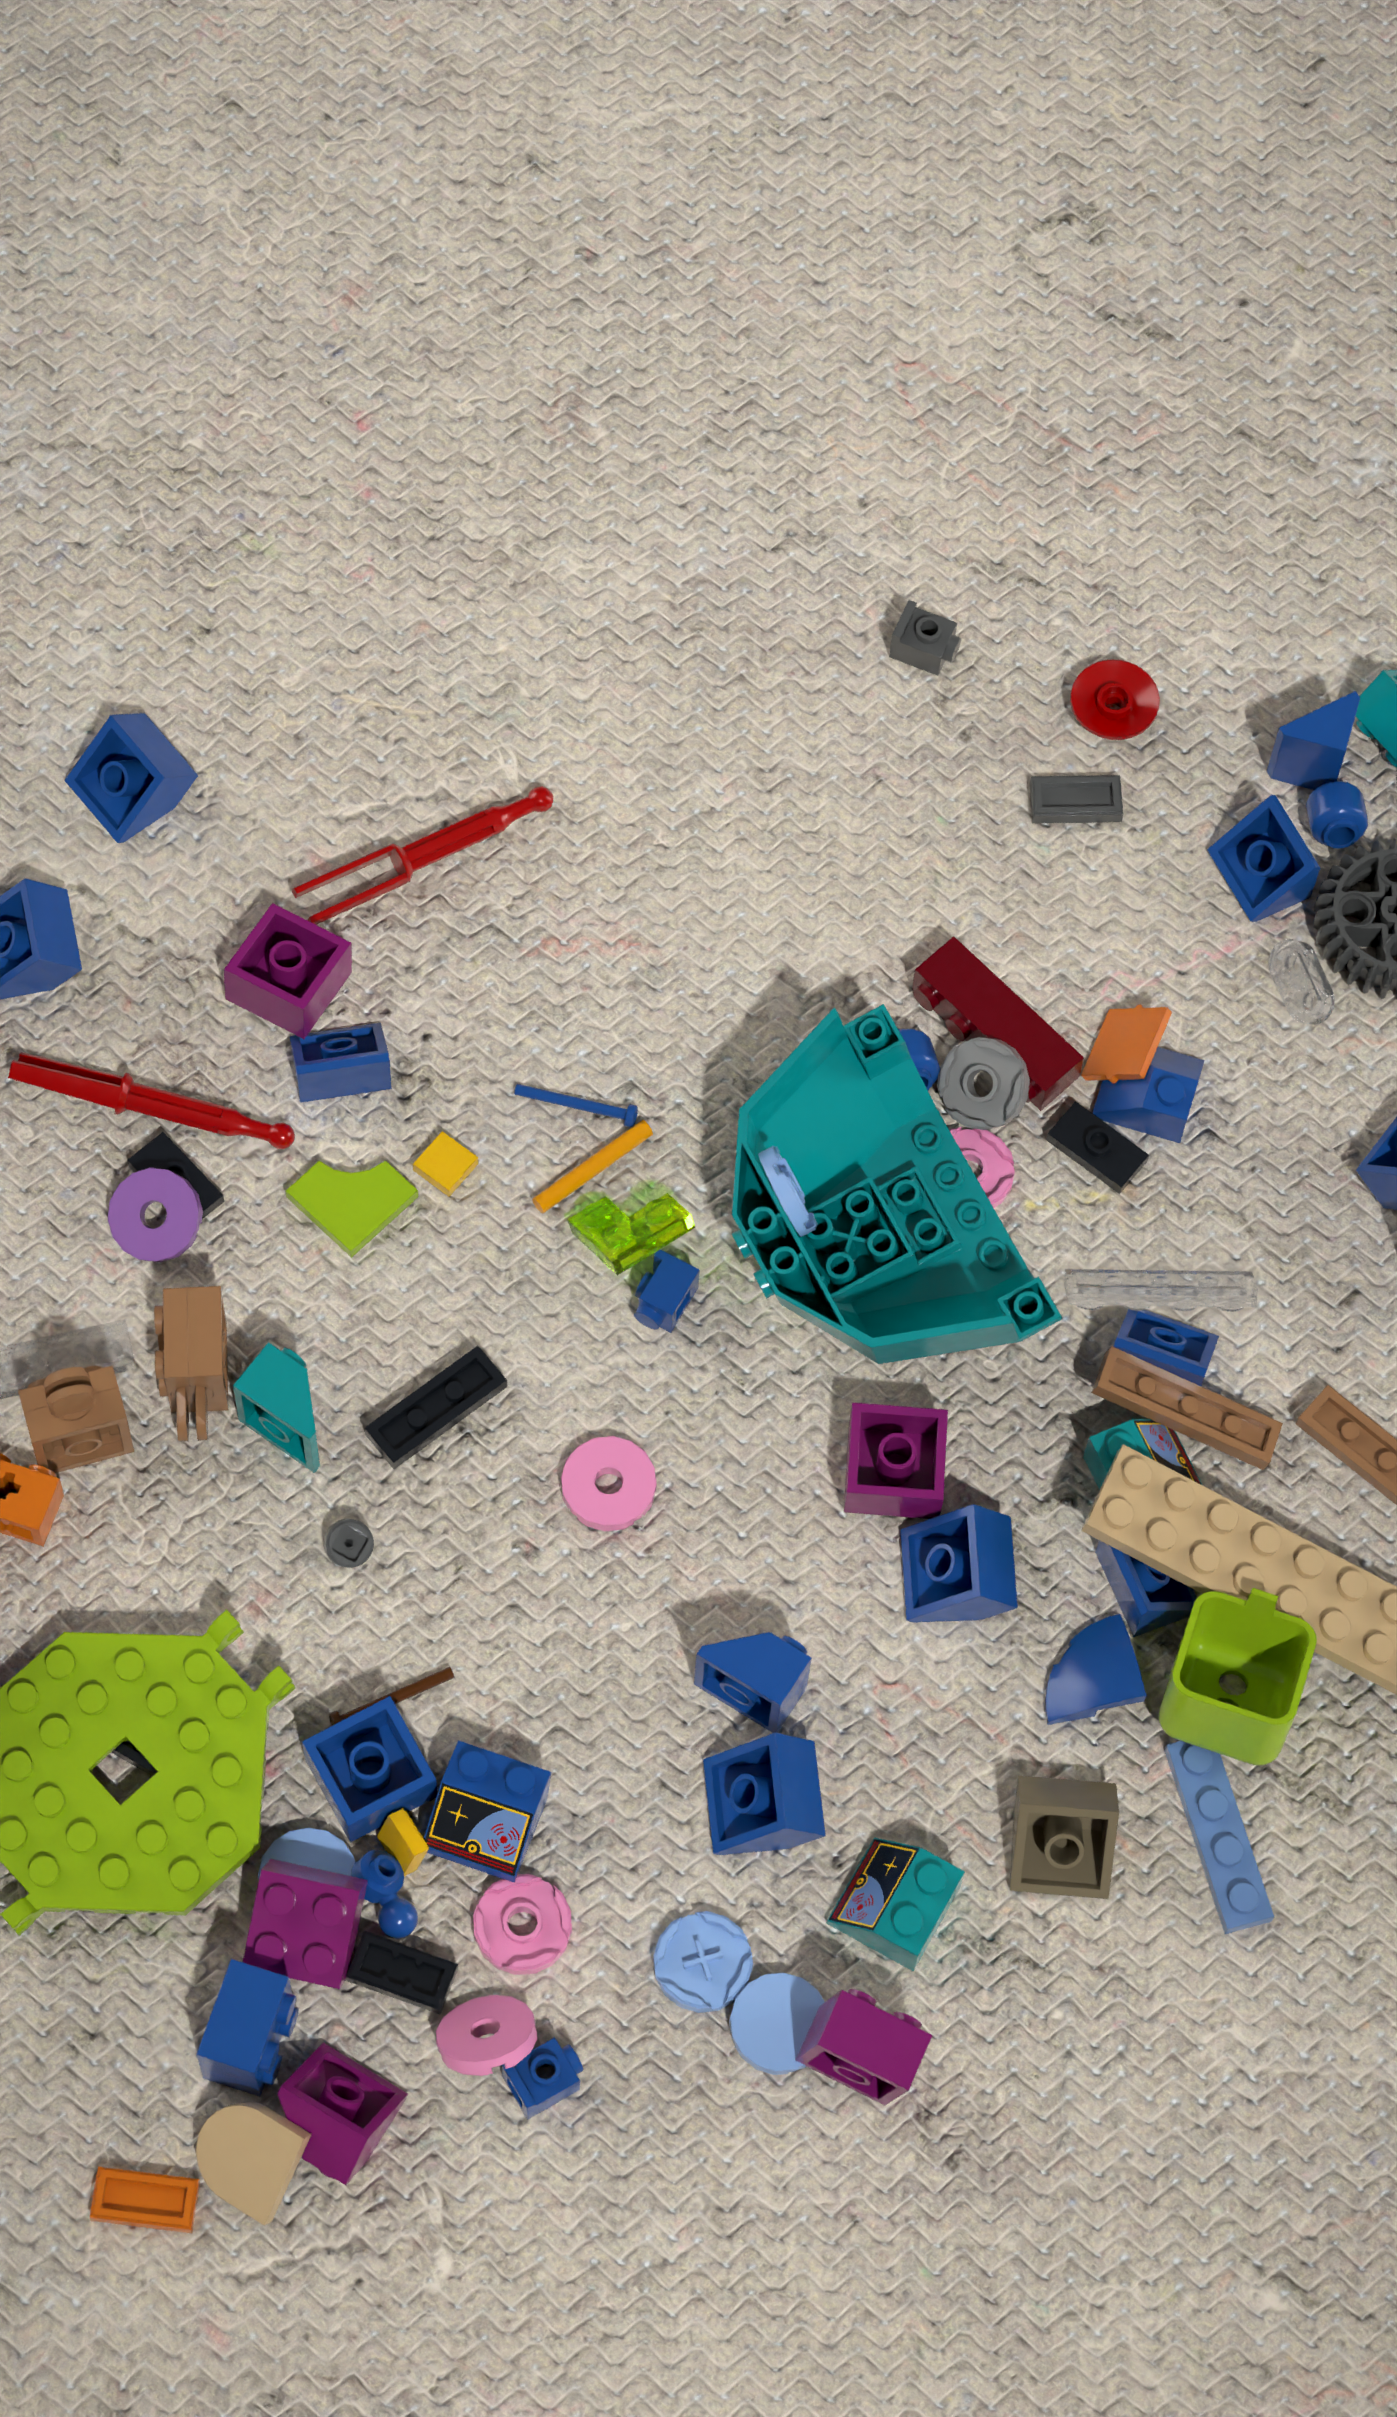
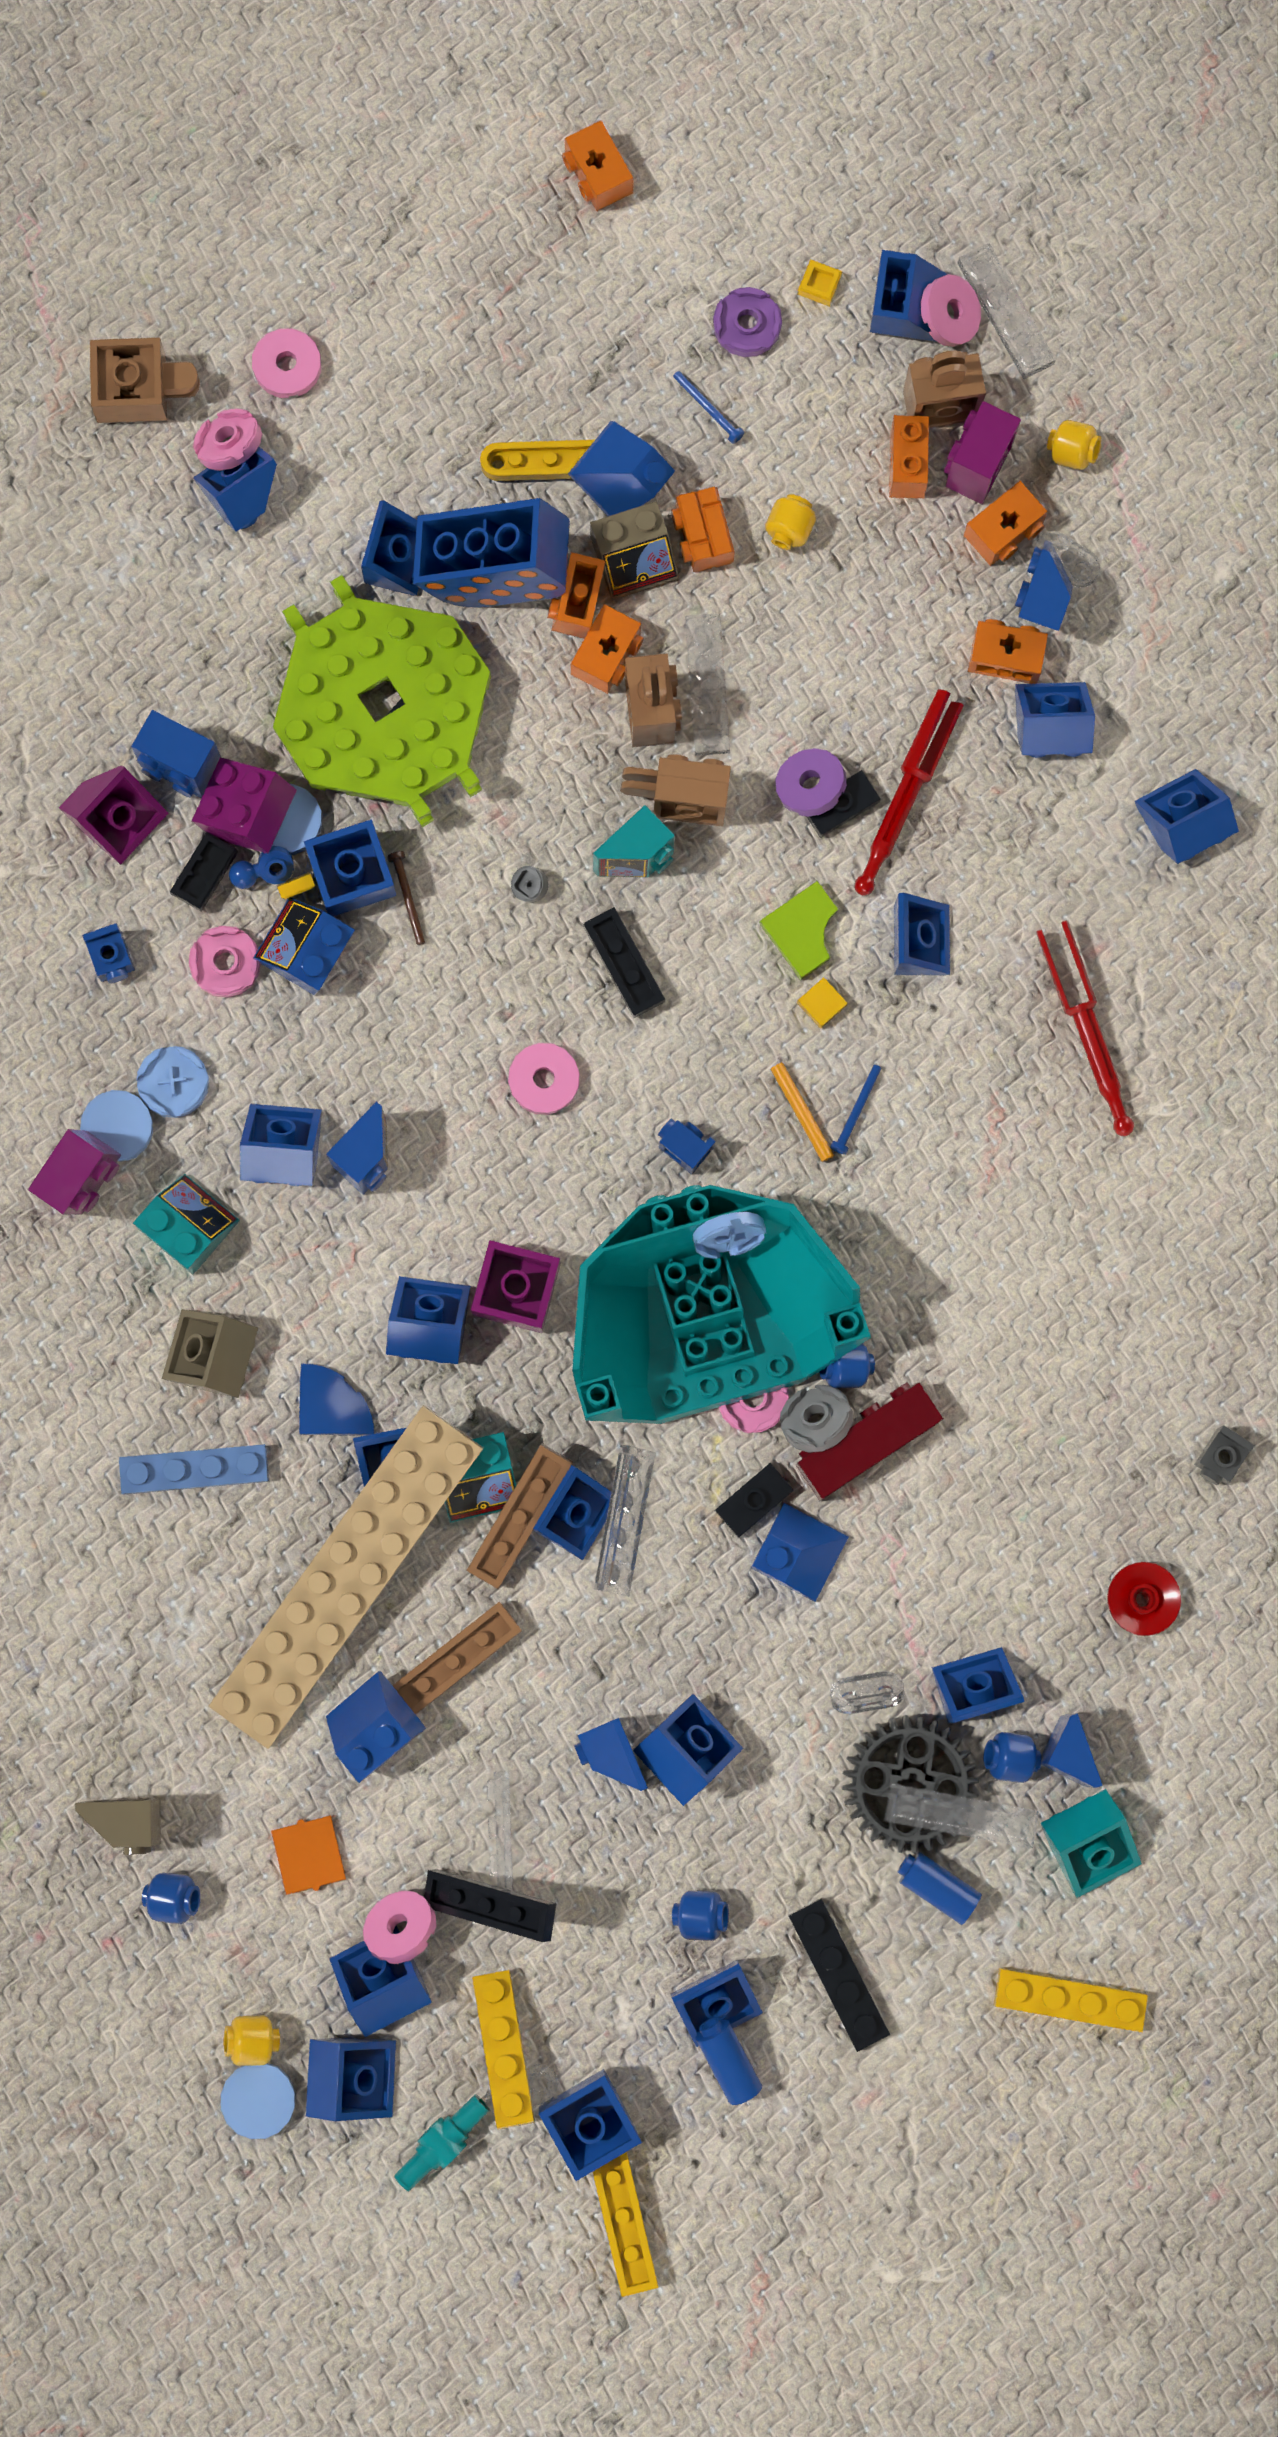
camera: 100 degrees right, 15 degrees up
(145, 2200) = (83, 679): orange tile -> none
(250, 2157) = (90, 747): tan tile -> none
(288, 971) = (994, 905): magenta brick -> none
(462, 2027) = (158, 910): bright pink tile -> none
(626, 1240) = (729, 1124): clear neon green plate -> none
(1076, 799) = (1062, 1550): dark grey tile -> none
(1126, 1043) = (833, 1538): orange piece -> none
(1248, 1641) = (307, 1476): lime piece -> none

